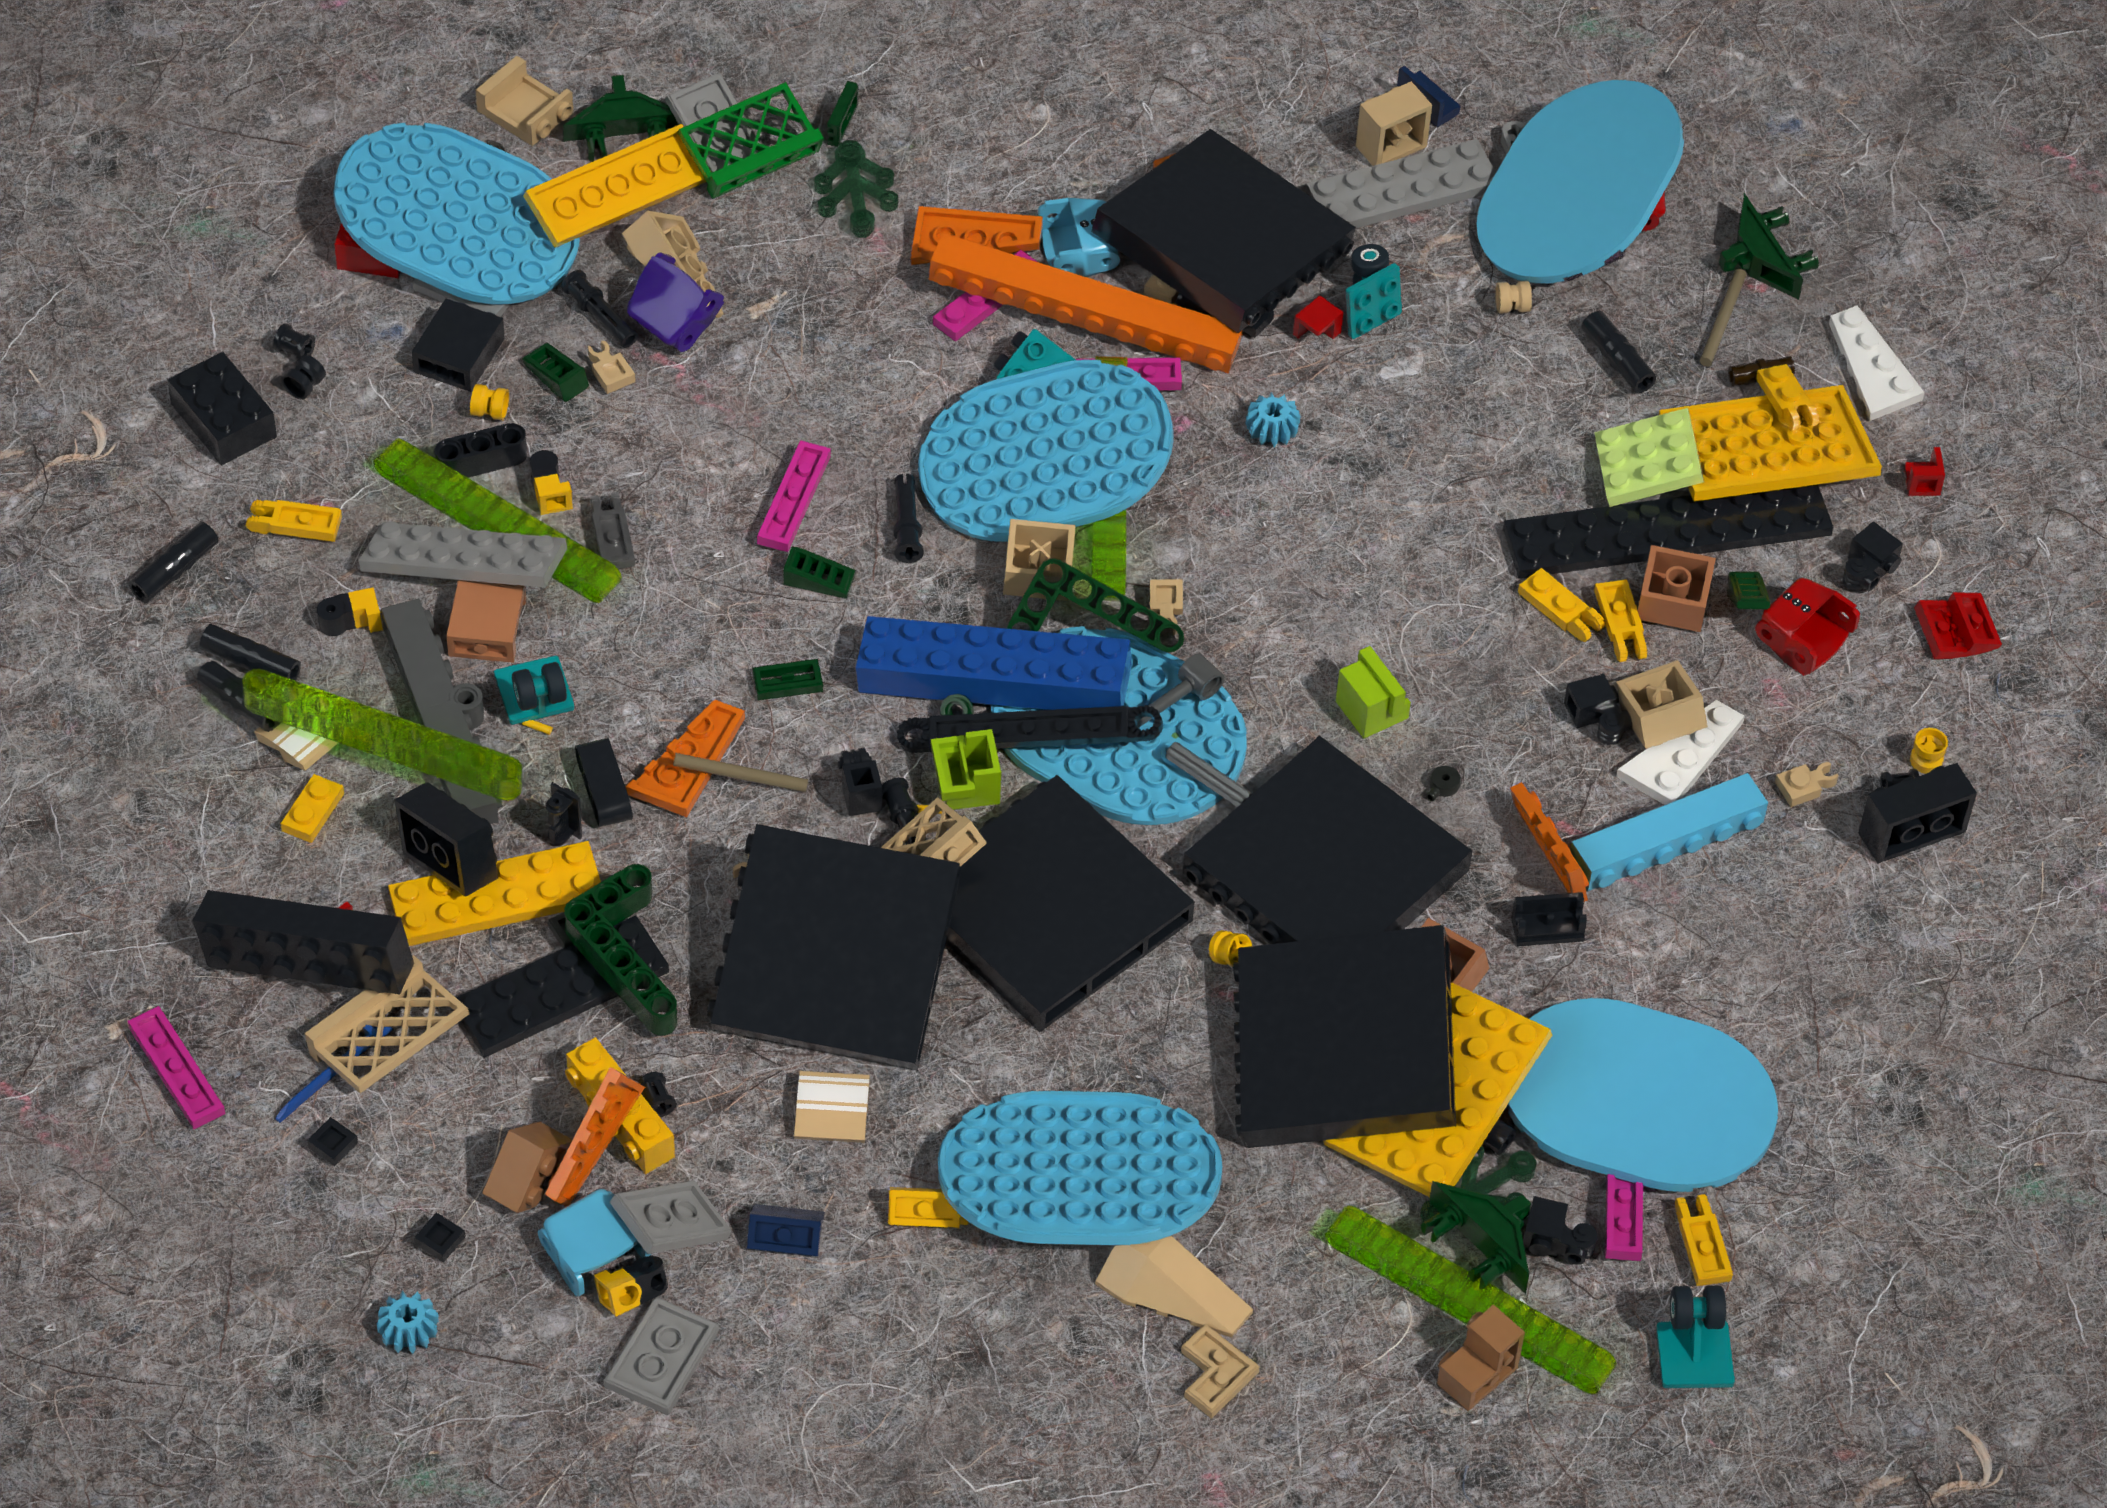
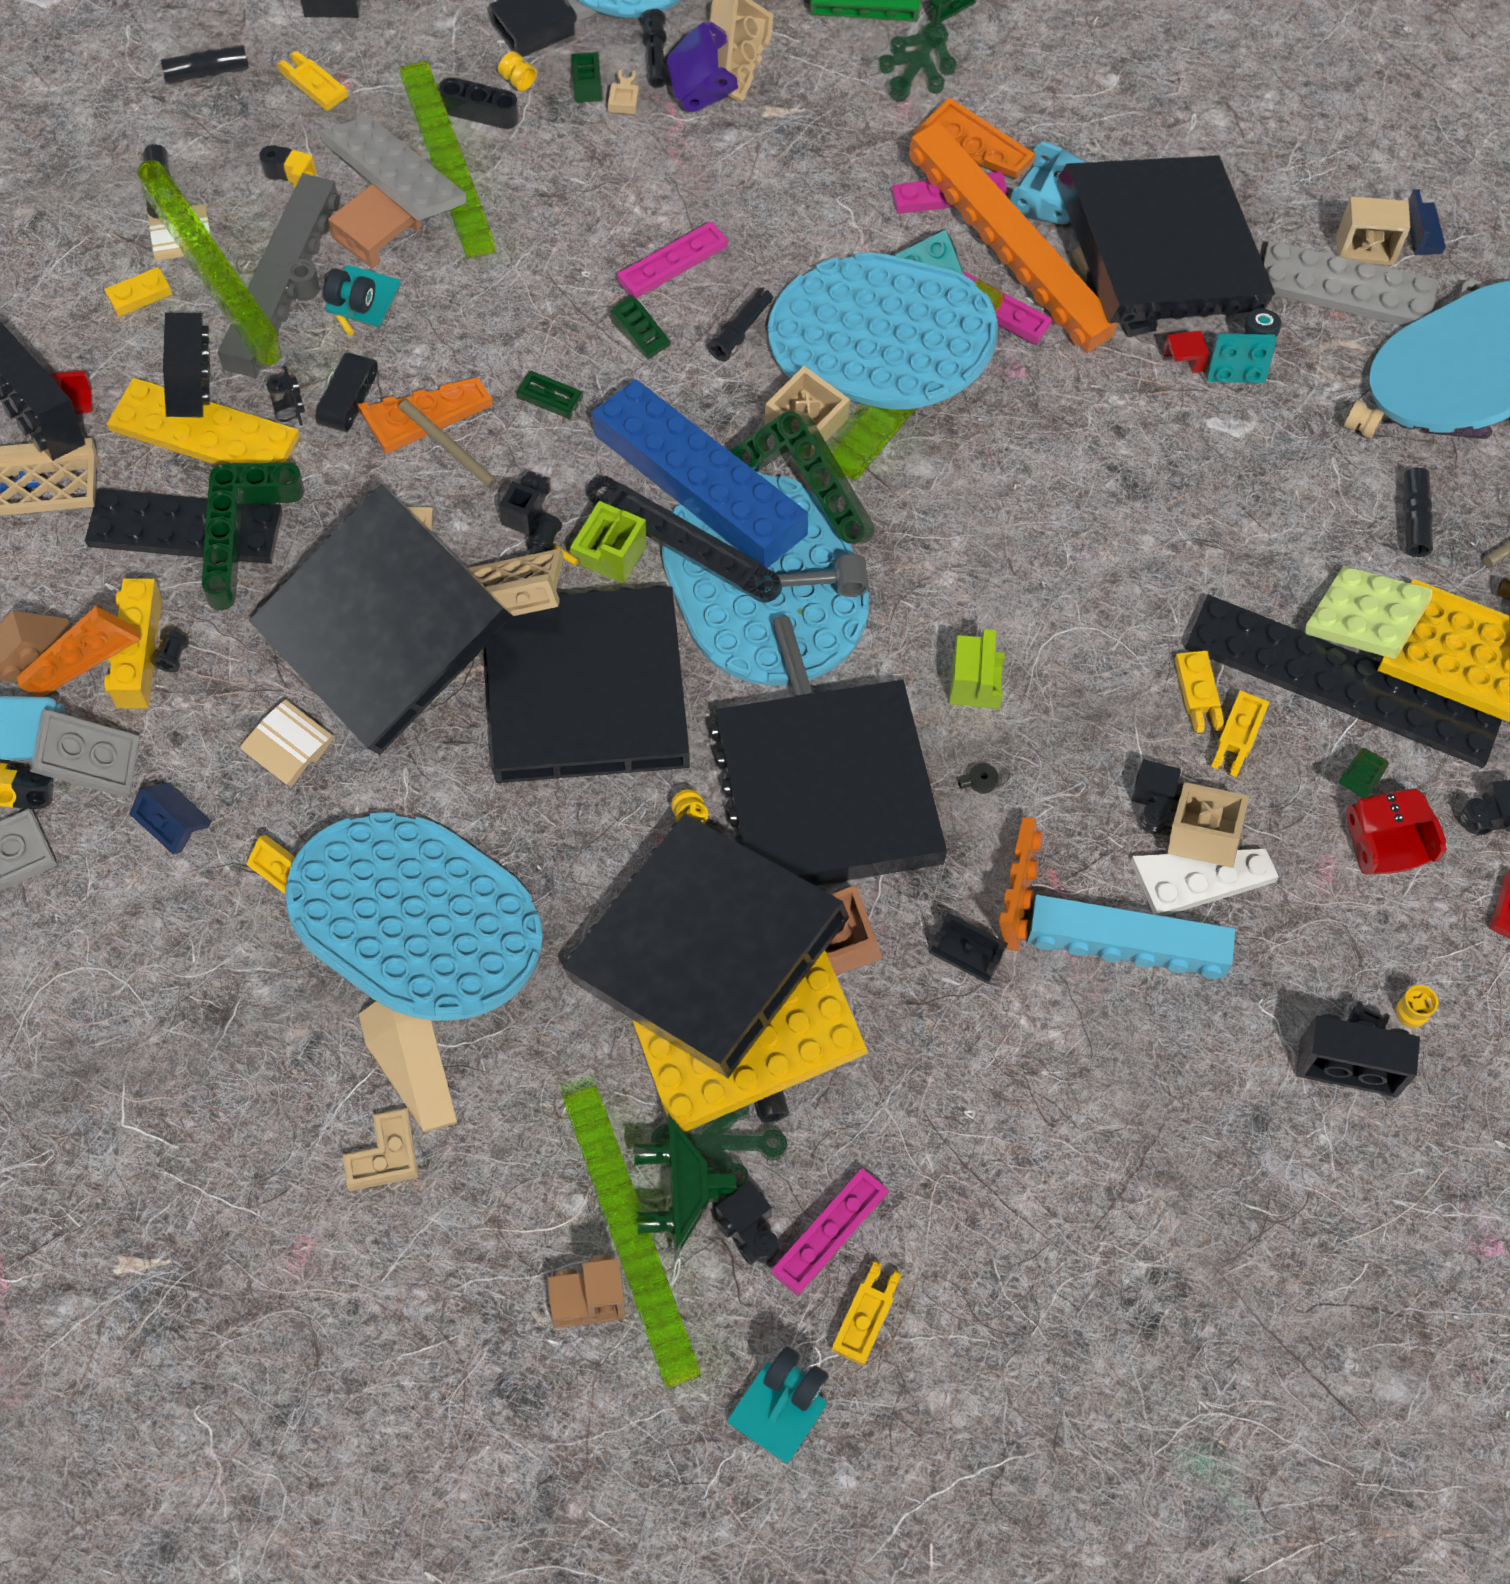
camera: 35 degrees right, 10 degrees up
(247, 653) = (193, 157): black axle -> none
(549, 492) = (504, 151): yellow leg -> none
(612, 532) = (519, 213): flat silver hinge -> none
(950, 701) = (644, 485): dark green plate -> none
(1167, 598) = (882, 500): tan plate -> none
(1272, 419) = (1086, 407): medium azure gear -> none
(1645, 1096) = (922, 1153): medium azure tile -> none
(1676, 588) = (1303, 734): nougat brick -> none
(1804, 785) = (1283, 967): tan plate -> none

